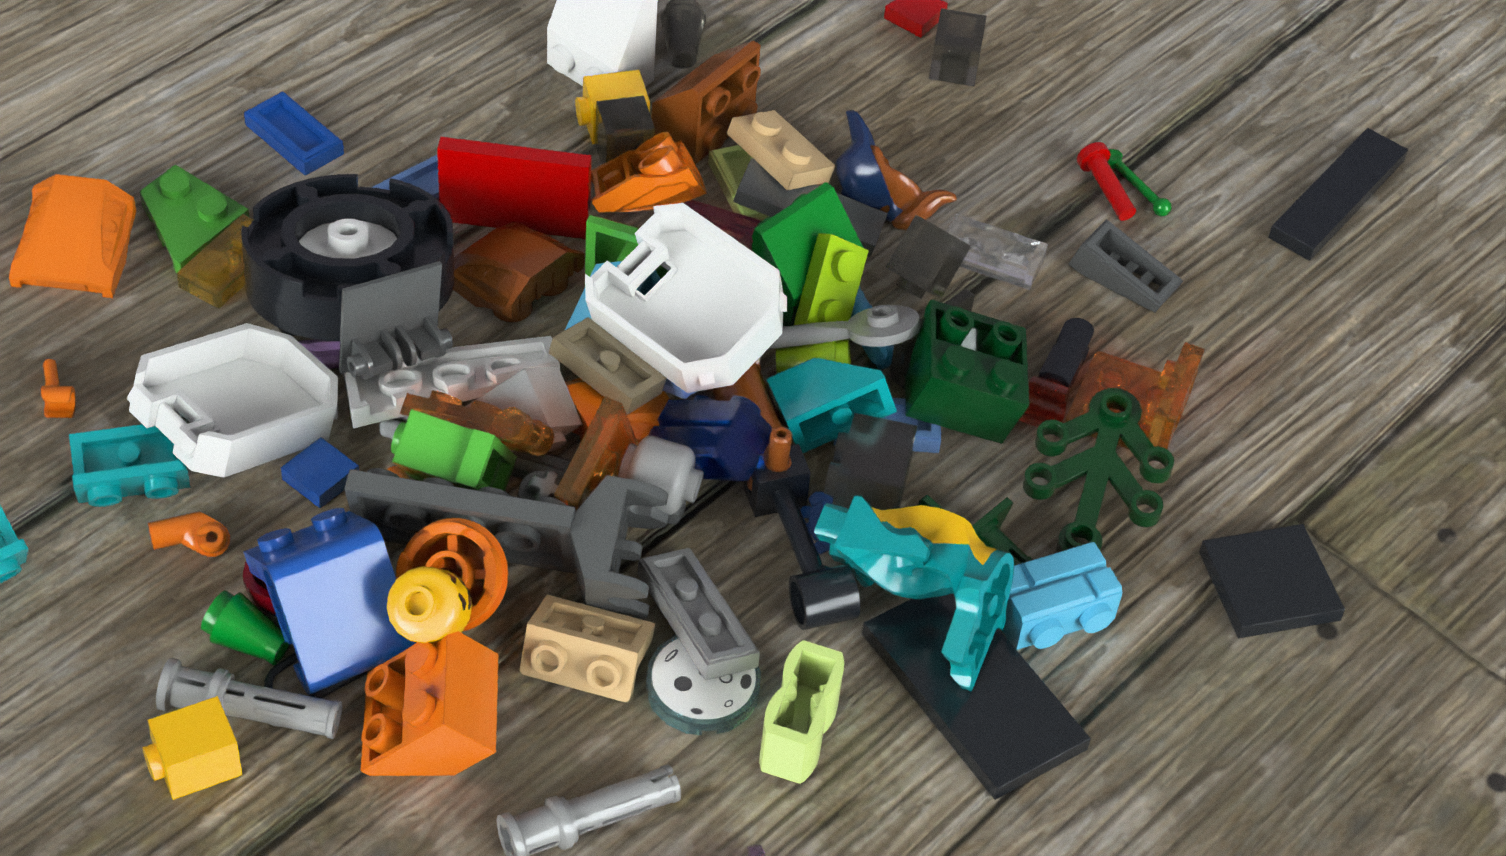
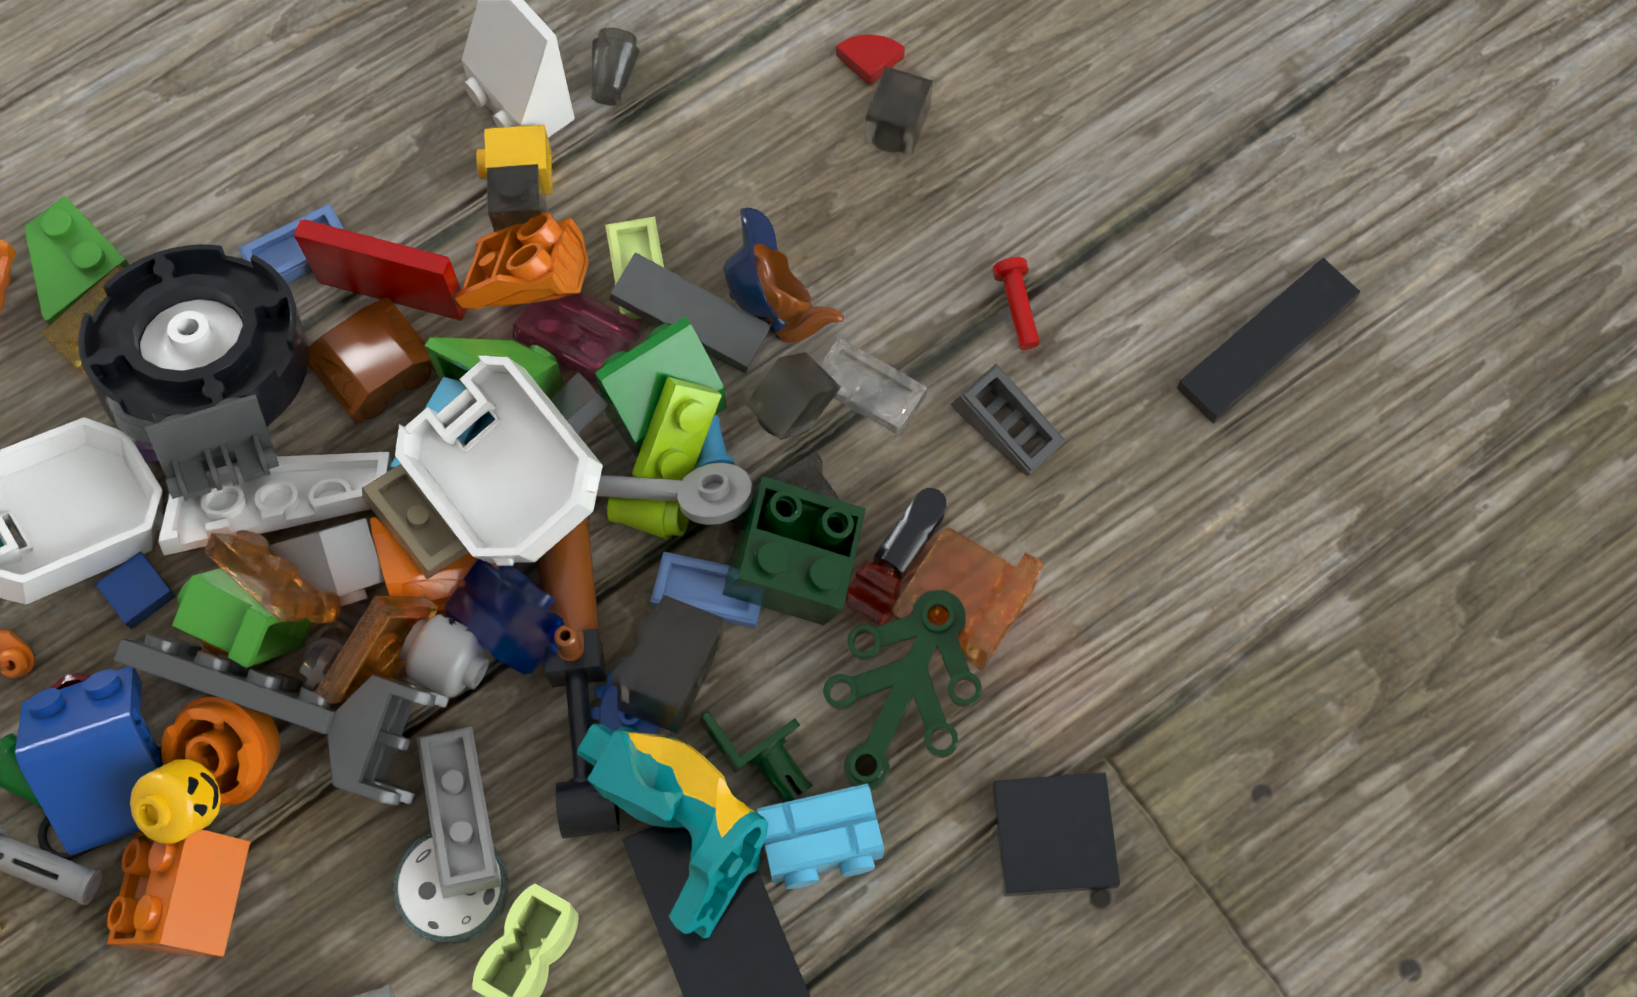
camera: 15 degrees right, 20 degrees up
(294, 133) = (193, 160): blue tile -> none
(585, 647) = (343, 833): tan bracket -> none
(708, 98) = (612, 170): dark orange slope -> none
(781, 150) = (670, 244): tan bracket -> none
(823, 396) = (634, 571): teal slope -> none
(1161, 206) = (1070, 338): green hinge -> none

